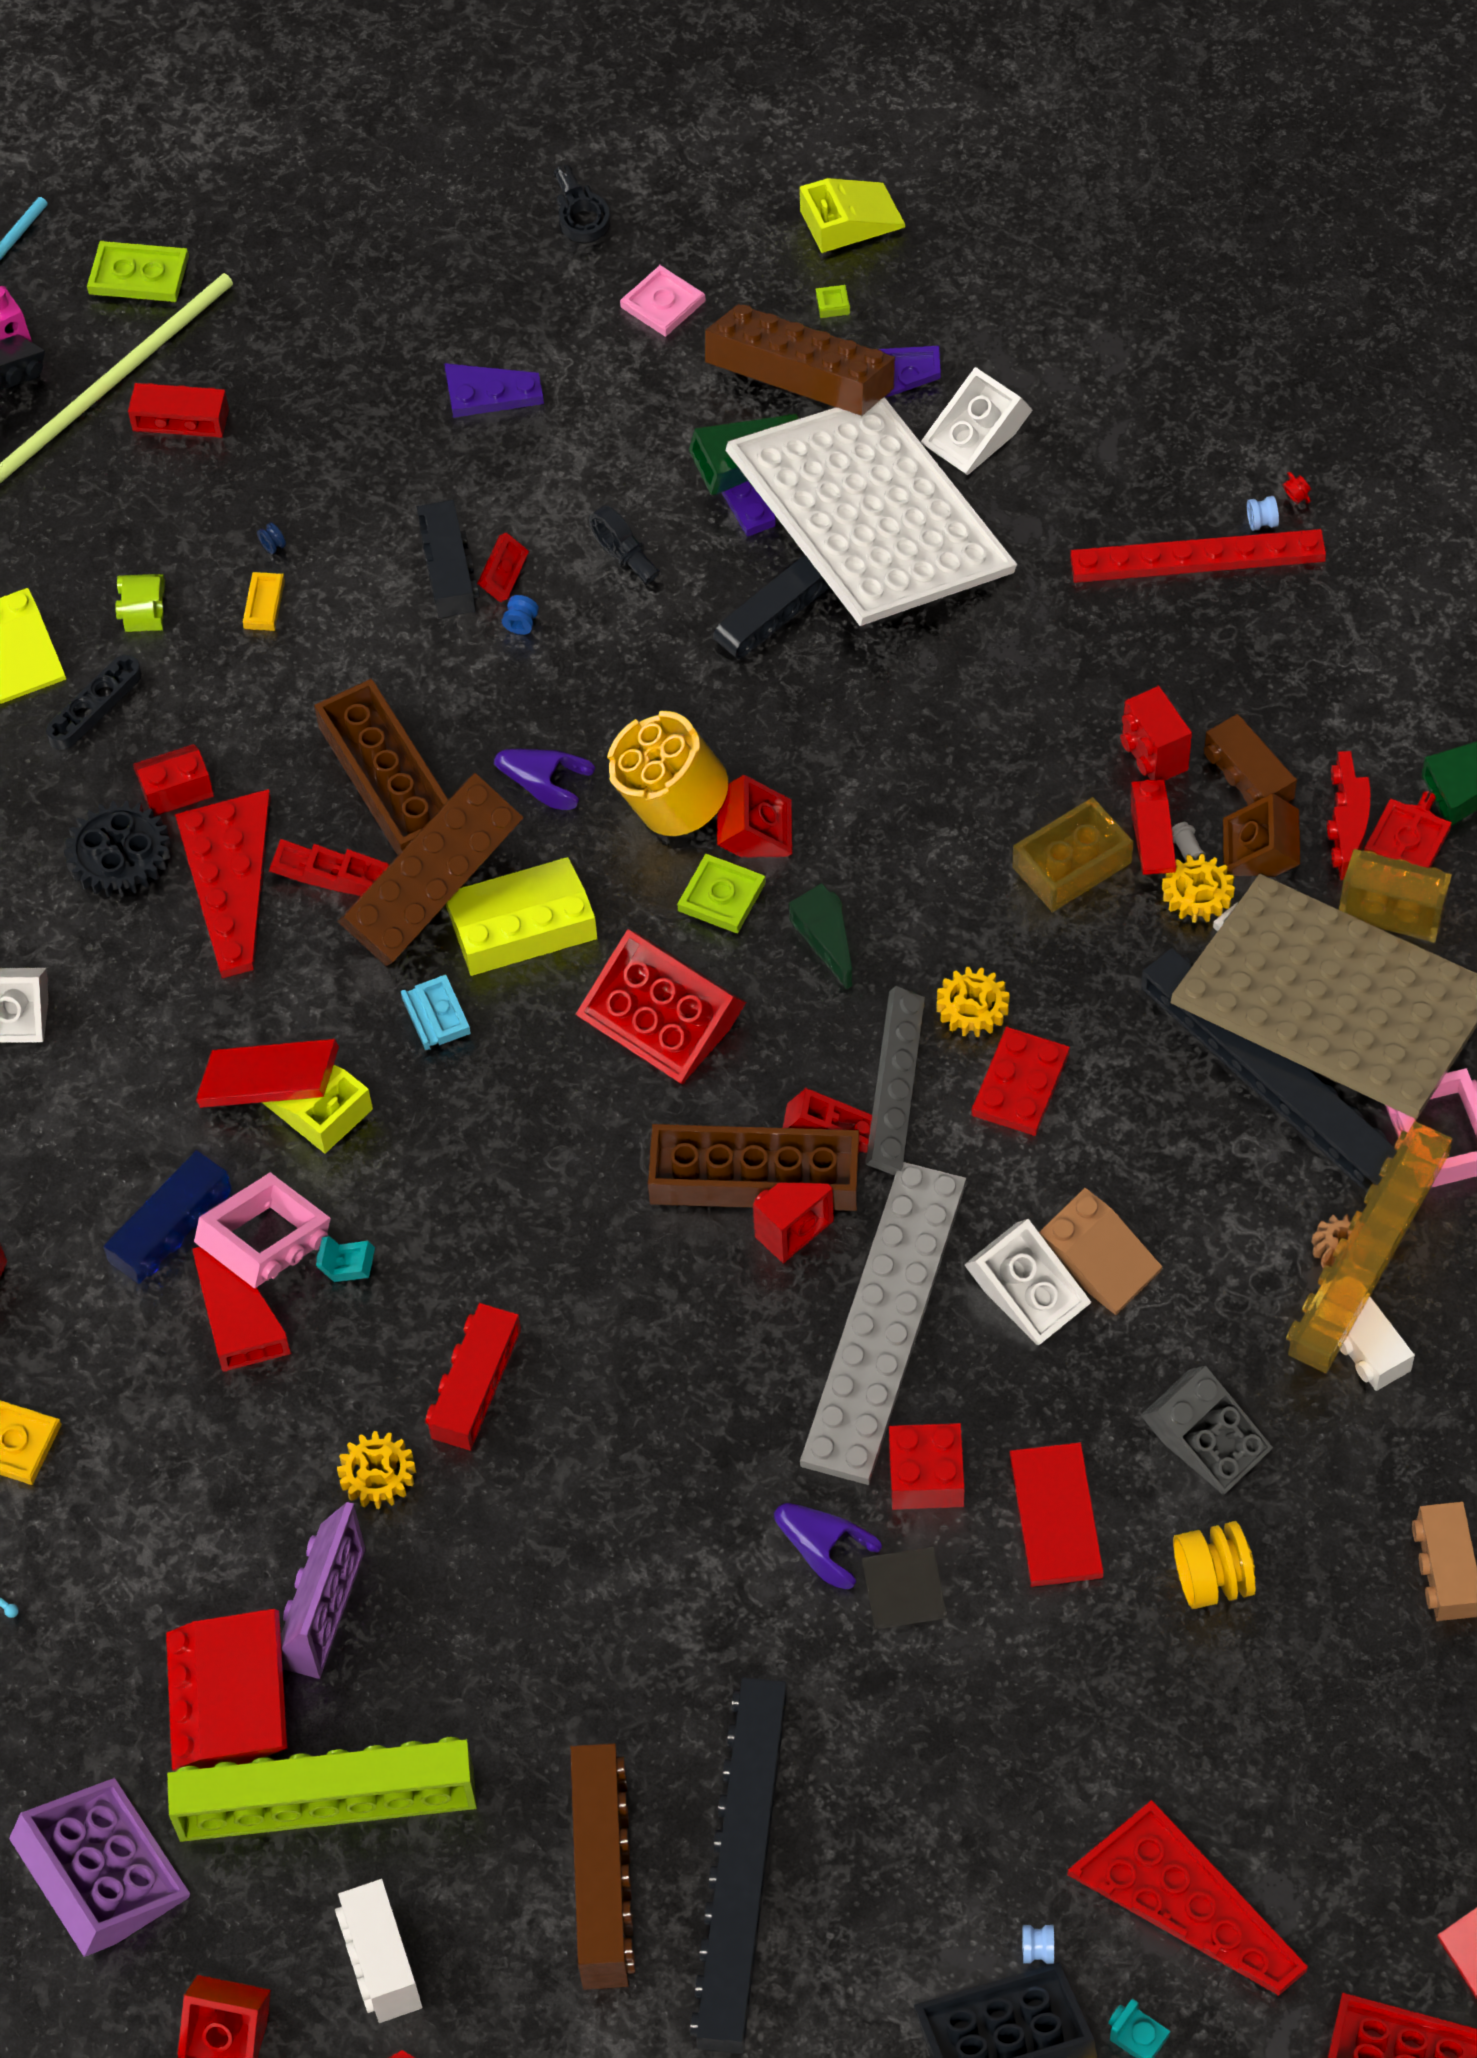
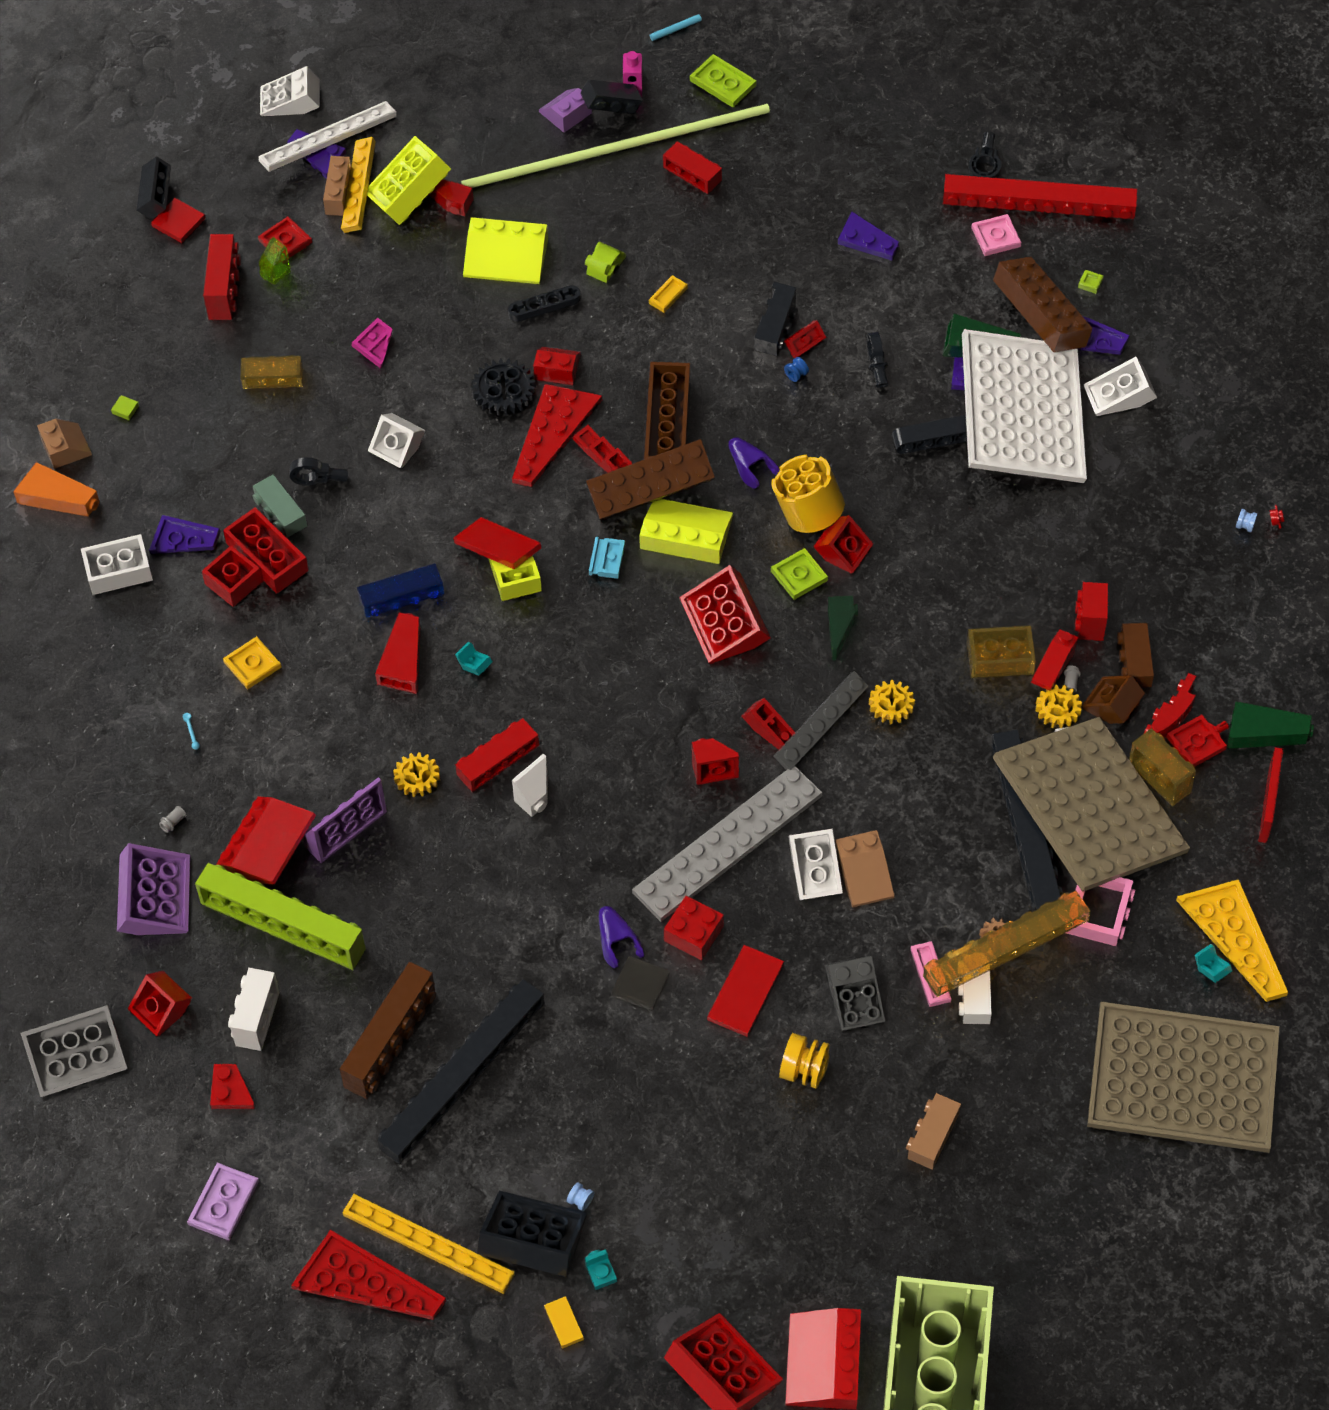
camera: 30 degrees right, 0 degrees up
(52, 1741) = (167, 823): none -> light grey pin
(216, 1228) = (433, 605): bright pink window -> none
(271, 538) = (694, 261): dark blue bush -> none
(562, 1395) = (531, 787): none -> white slope
(682, 222) = (1040, 196): none -> red brick
(737, 1163) = (700, 716): reddish brown brick -> none
(847, 211) = (1134, 235): neon yellow slope -> none
(1020, 1081) = (889, 758): red plate -> none
(1173, 1885) = (670, 1209): red wing -> none
(1197, 555) = (1194, 526): red plate -> none
(1269, 1335) = (922, 955): none -> bright pink tile

